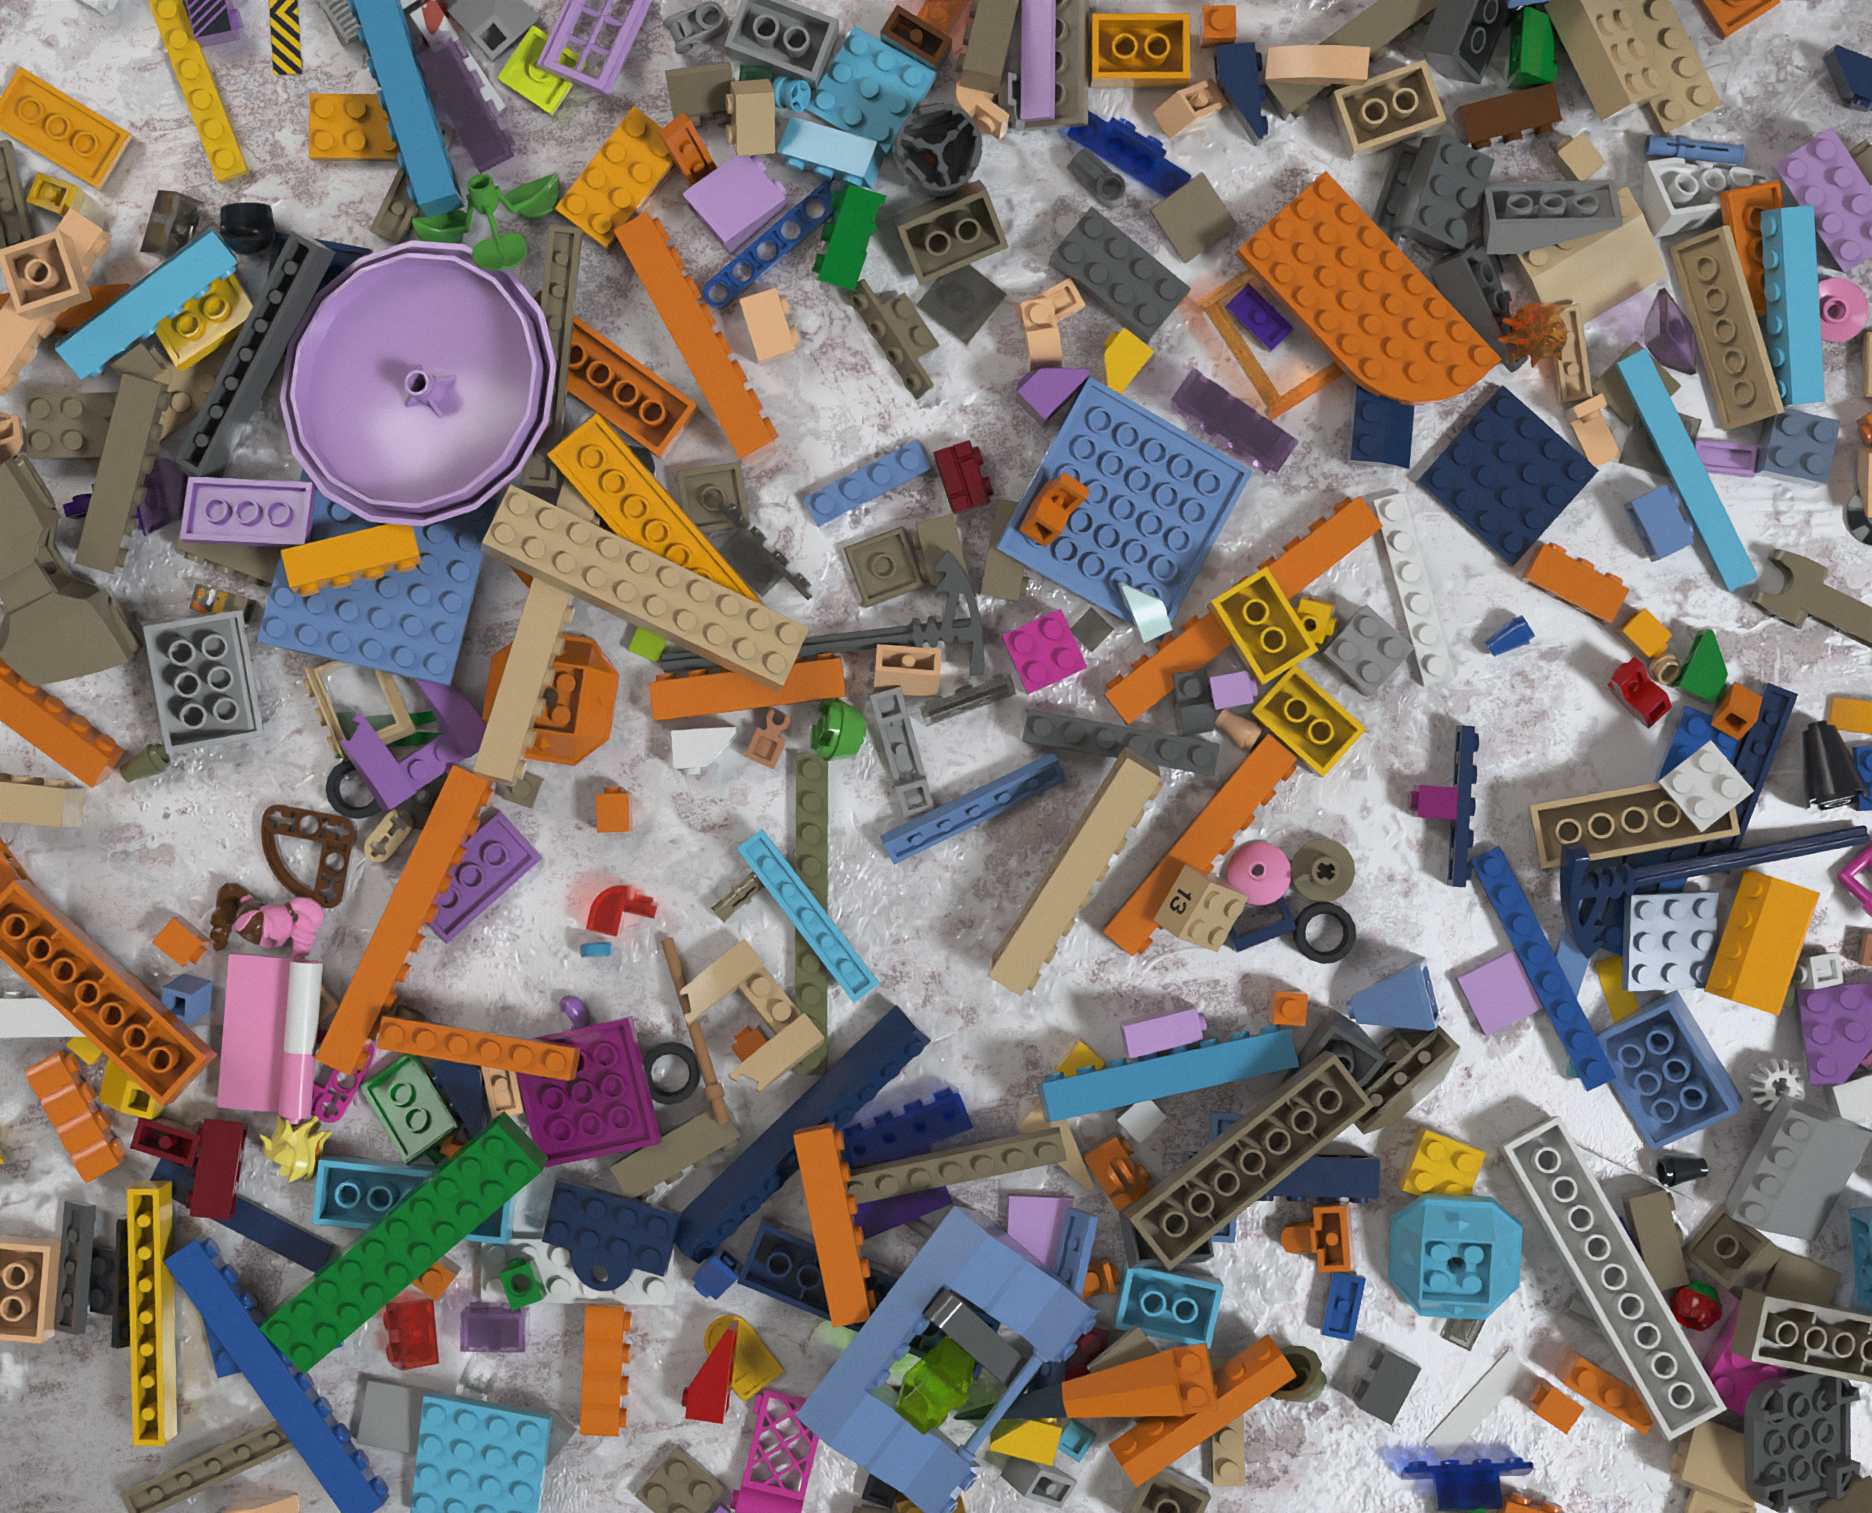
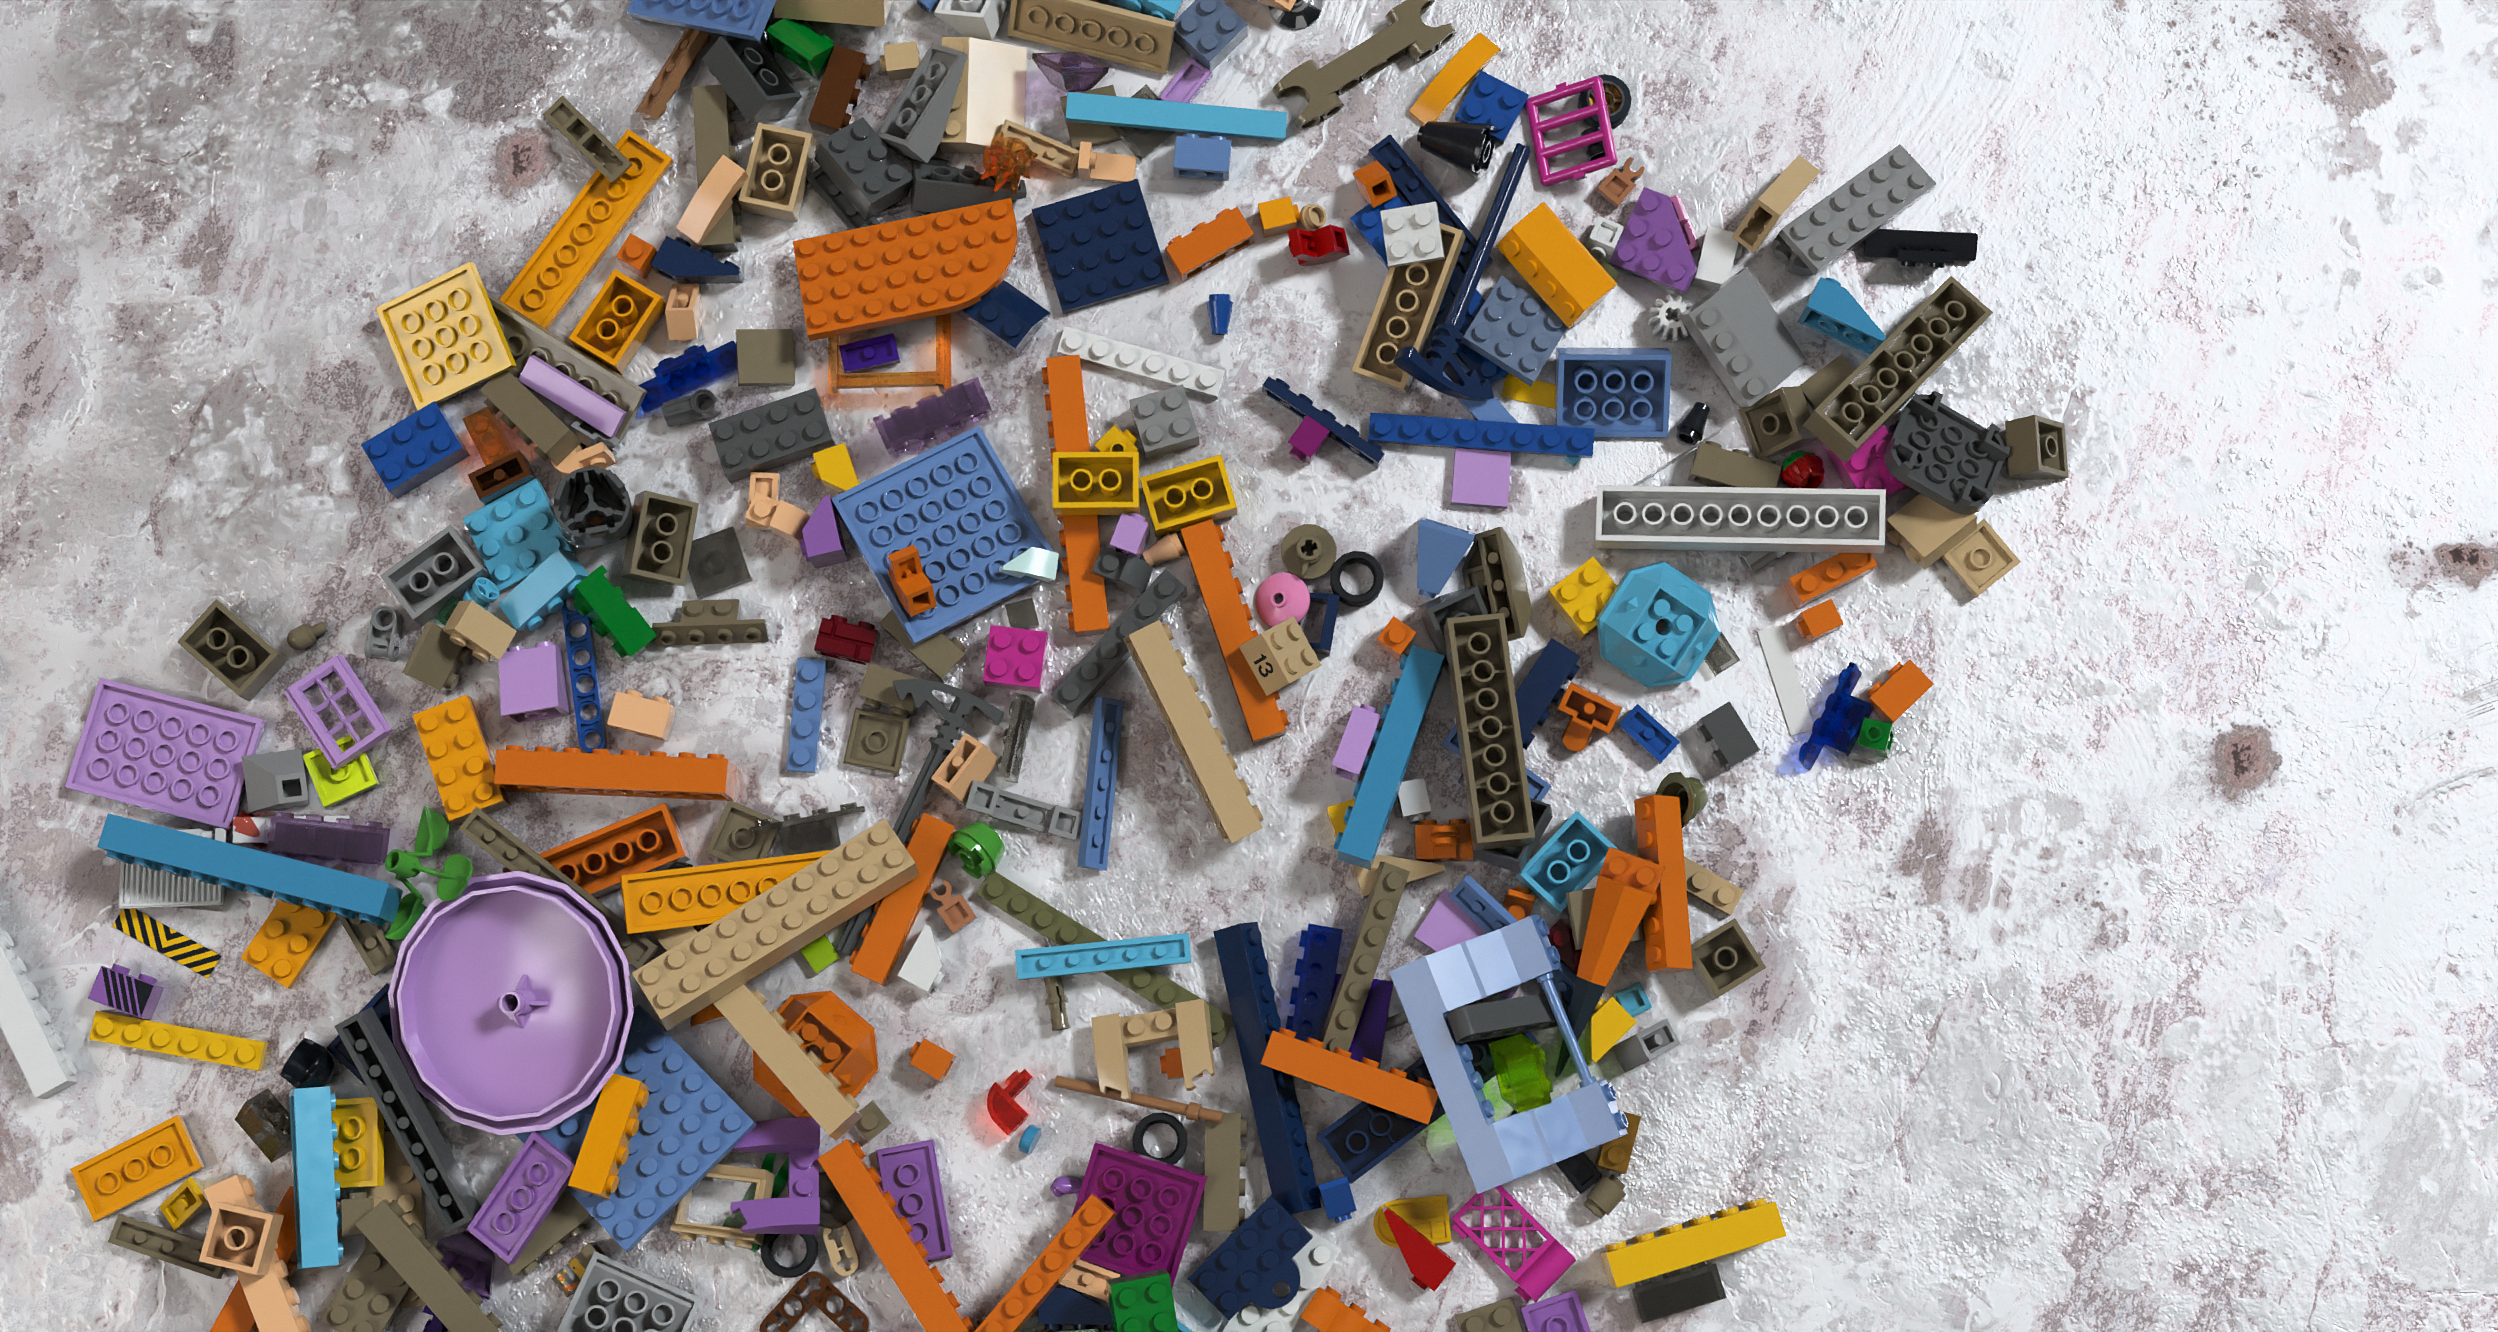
camera: 65 degrees left, 10 degrees down
(687, 149) = (471, 693): orange plate -> none
(1703, 670) = (1331, 190): green slope -> none

